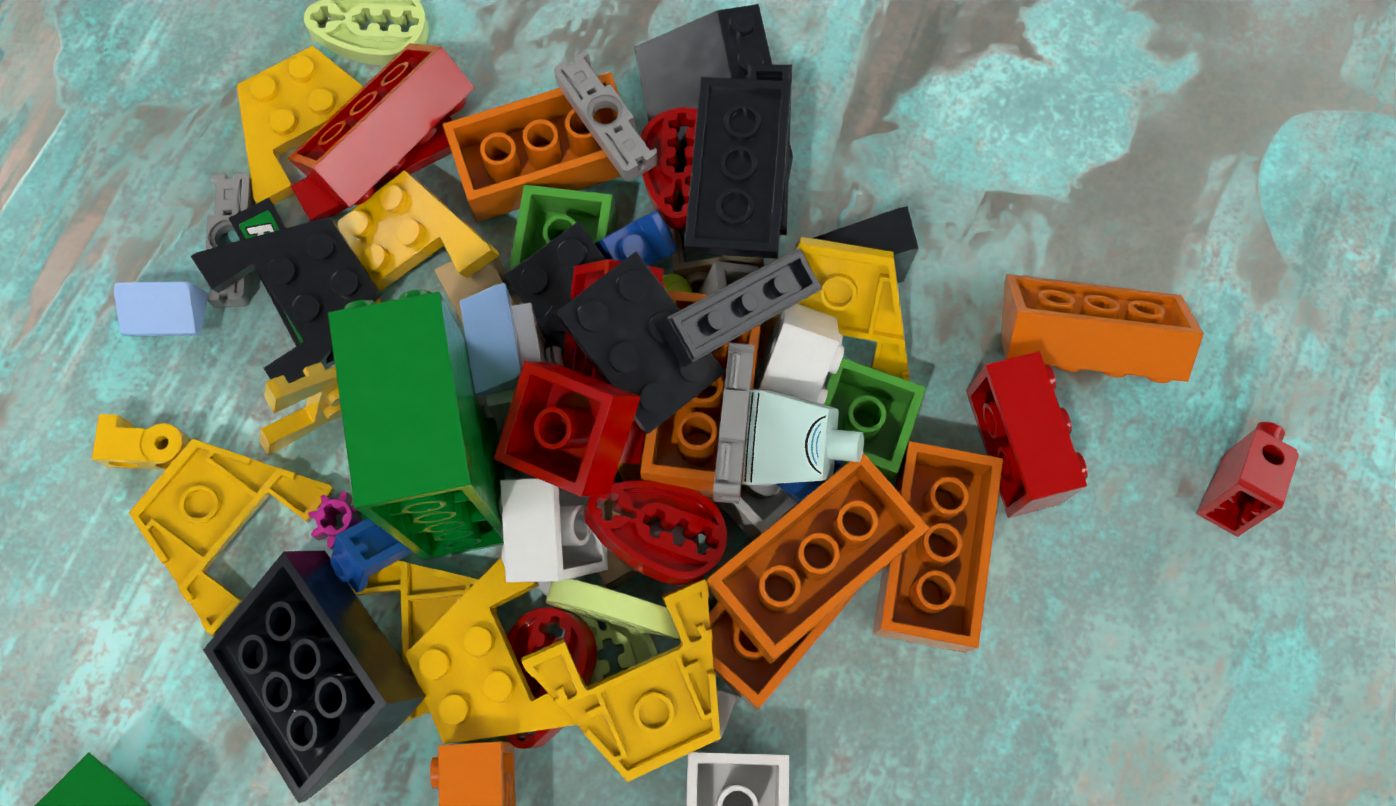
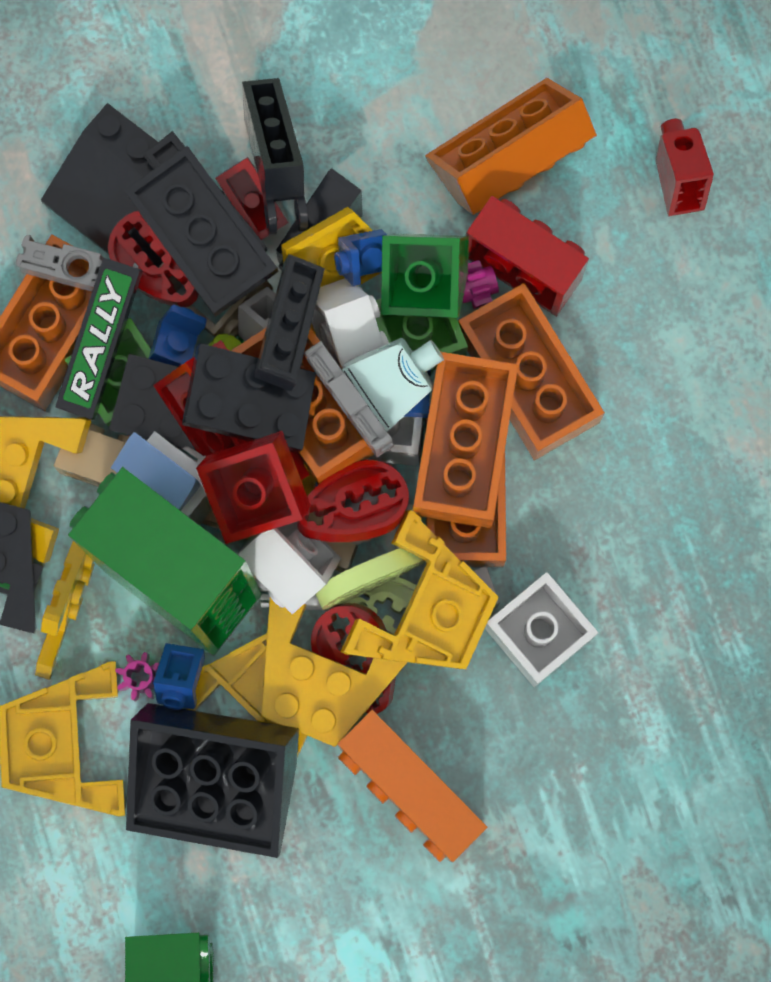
camera: 40 degrees left, 5 degrees up
(565, 188) = (99, 338): none -> tile
(814, 182) = (245, 194): none -> red slope
(868, 152) = (274, 149): none -> black hinge
(868, 307) = (359, 255): none -> blue bracket
(911, 371) = (423, 274): none -> green slope
(956, 424) = (480, 285): none -> dark pink gear

